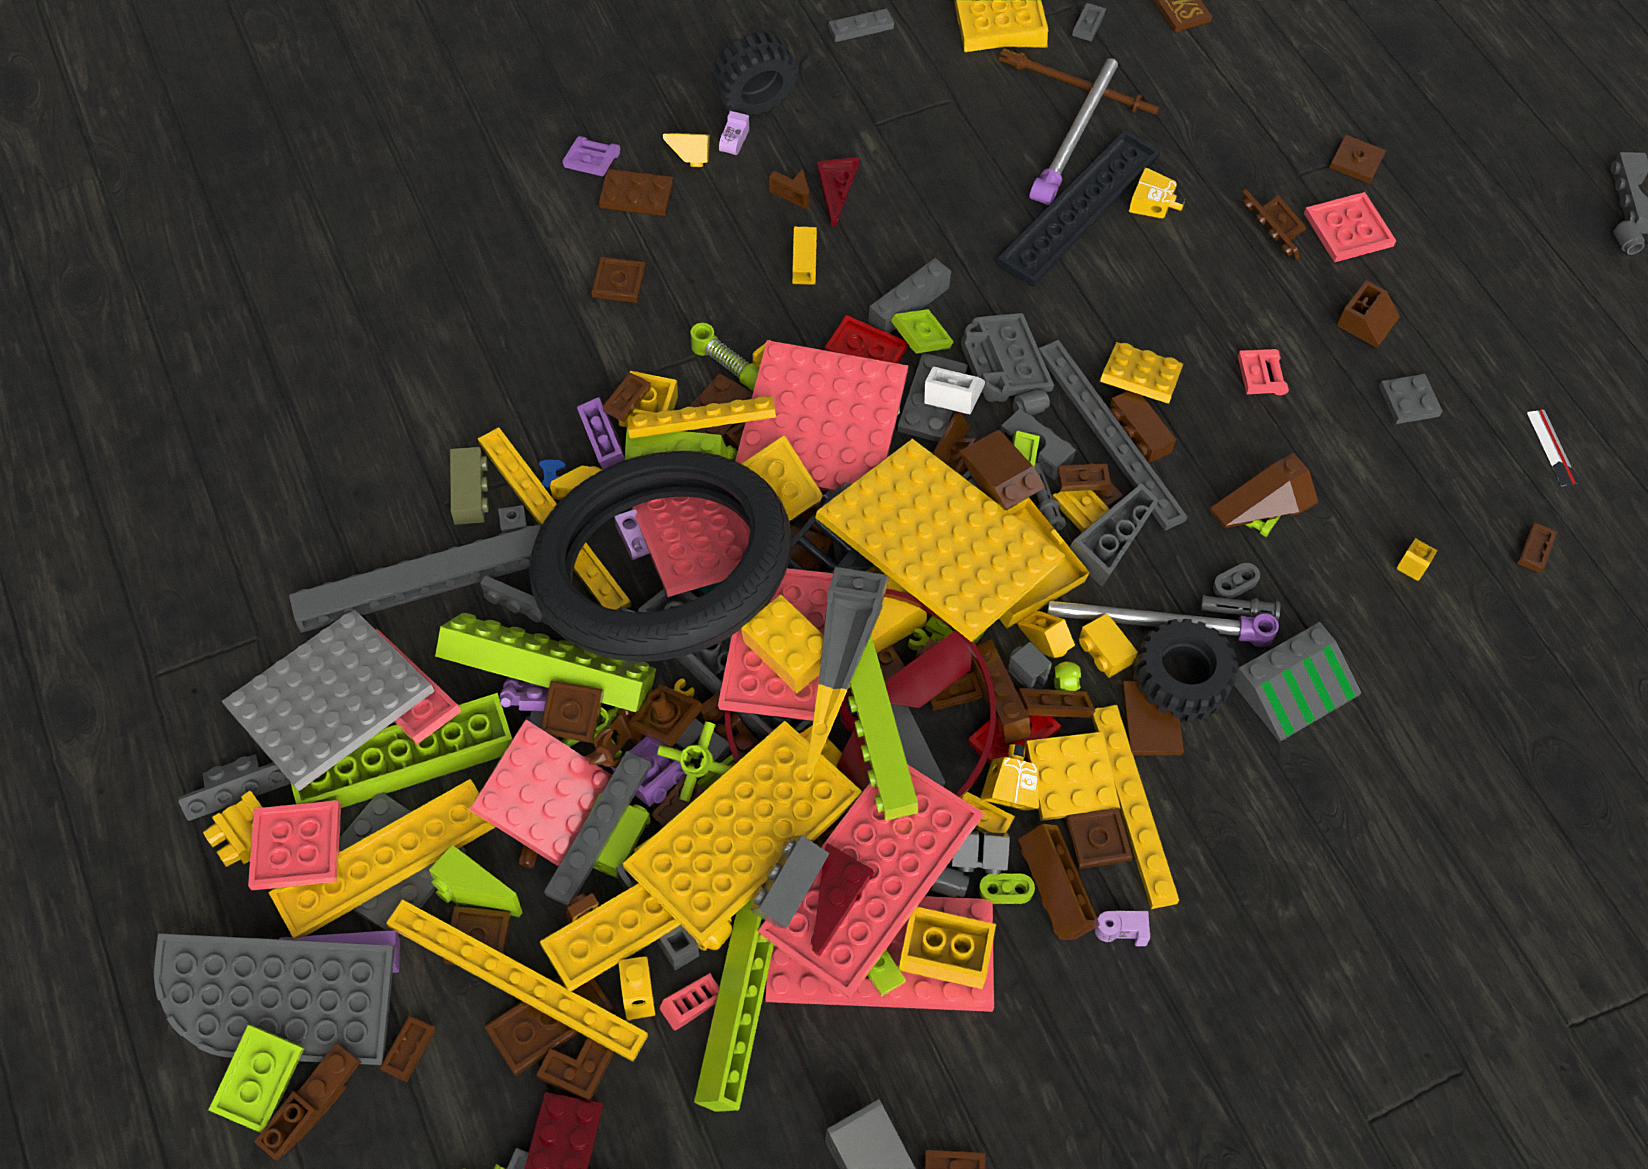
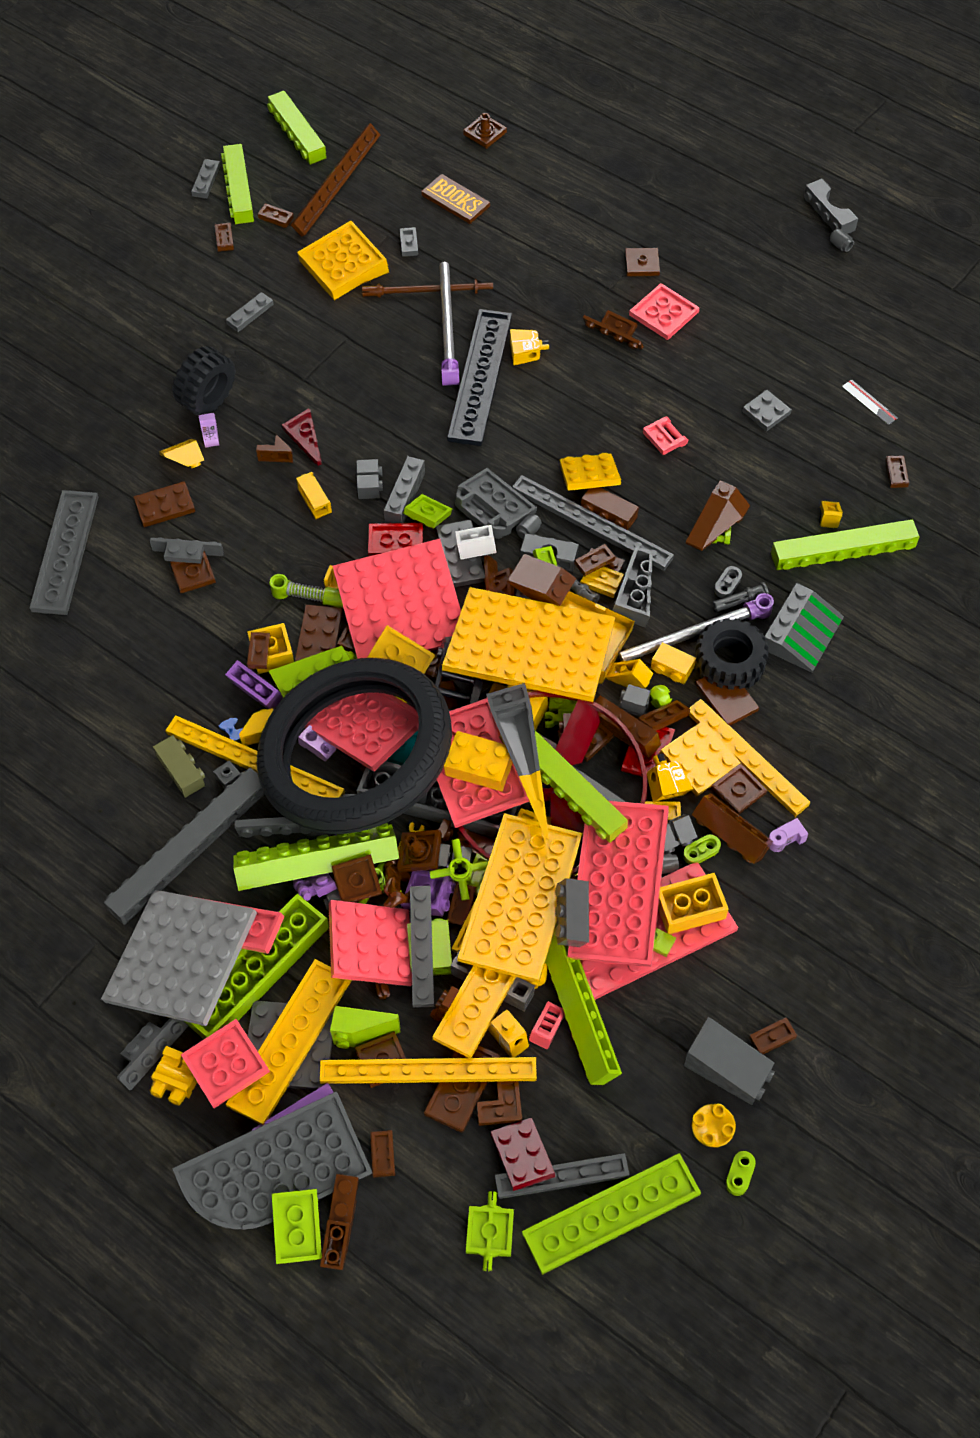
camera: 25 degrees left, 0 degrees up
(496, 196) = (64, 552): none -> dark grey plate
(590, 156) = (115, 496): medium lavender plate -> none
(624, 252) = (185, 550): none -> dark grey bracket
(701, 417) = (319, 639): yellow plate -> none
(840, 887) = (606, 900): dark red wing -> none
(877, 269) = (368, 479): none -> piece
(1369, 314) = (711, 365): reddish brown slope -> none
(1415, 606) = (844, 544): none -> lime brick

